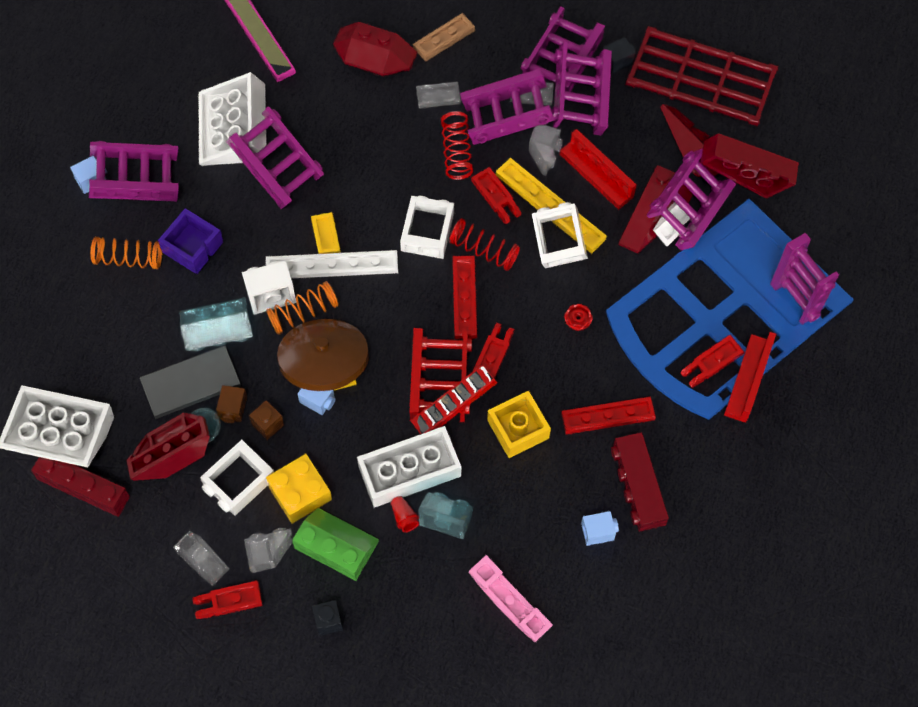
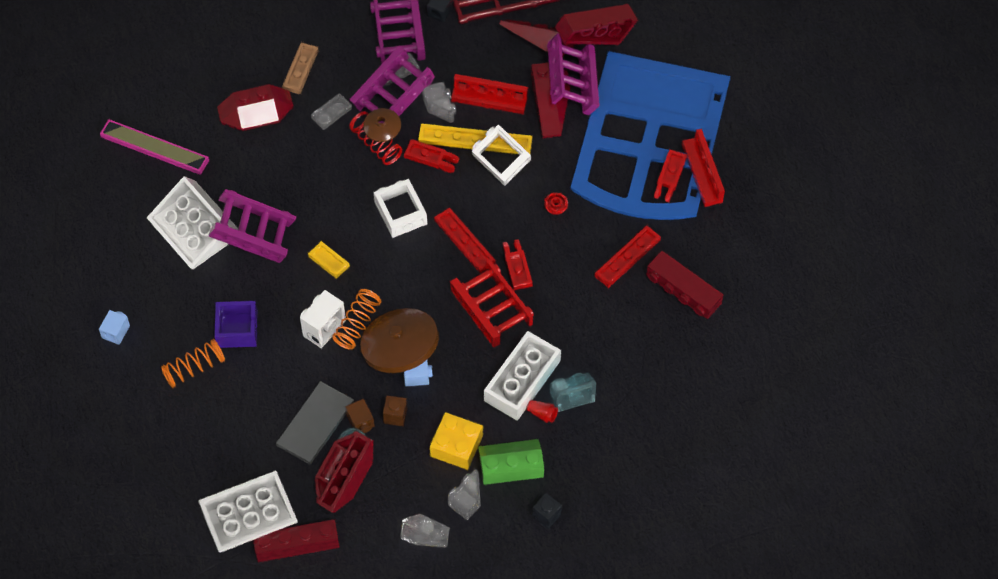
camera: 35 degrees left, 5 degrees down
(131, 189) = (155, 318): magenta fence -> none
(215, 324) = (302, 370): clear light blue slope -> none
(229, 600) = (468, 546): red hinge -> none
(246, 453) = (406, 444): white window -> none
(339, 264) = (357, 272): white tile -> none
(454, 400) = (519, 311): tile -> none
(456, 232) = (426, 197): red piece -> none
(467, 143) = (382, 131): none -> reddish brown dish
(509, 600) = (659, 419): bright pink slope -> none
(518, 424) = (574, 299): yellow brick -> none
(599, 528) = (681, 332): light blue brick -> none
(600, 82) = (444, 31): magenta fence -> none
(665, 230) = (569, 106): white slope -> none
(787, 273) = (677, 79): magenta fence -> none

